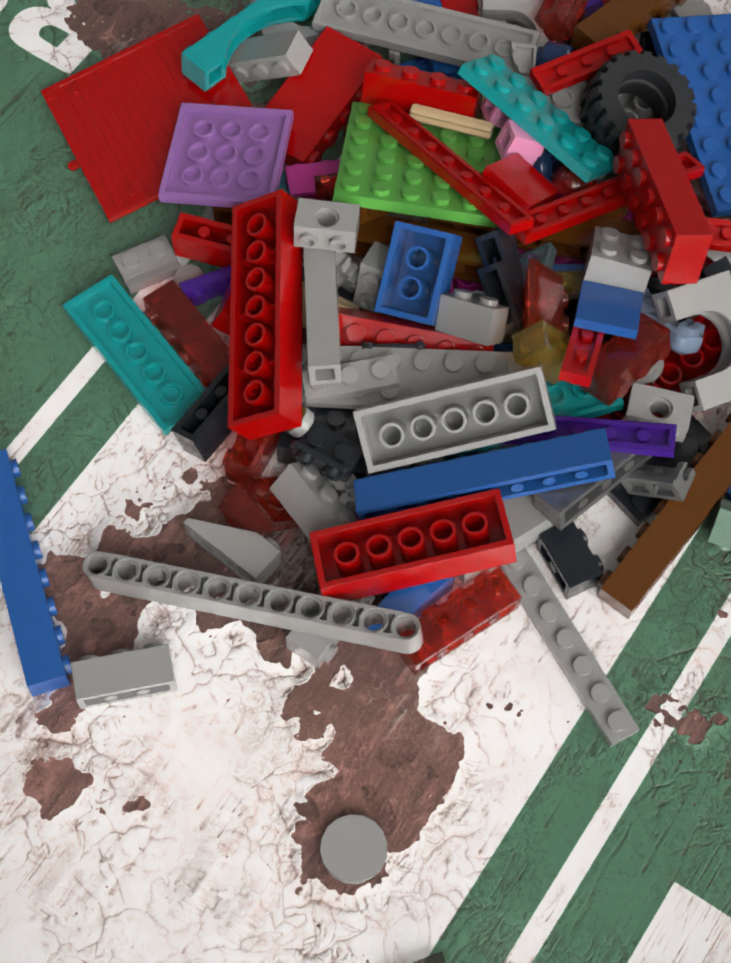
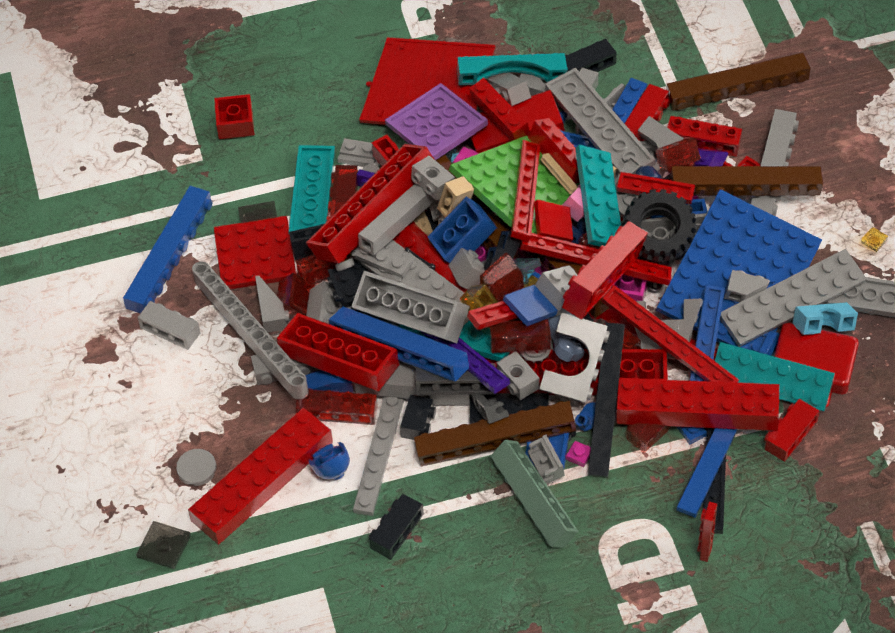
camera: 45 degrees right, 10 degrees down
(93, 433) = (257, 212): none -> clear smoke plate
(139, 489) = (254, 250): none -> red plate
(295, 90) = (499, 110): none -> red brick
(375, 234) = (453, 194): none -> tan brick
(456, 797) = (260, 476): none -> red brick
(528, 701) = (330, 461): none -> blue cylinder
(688, 724) = (396, 526): none -> black brick

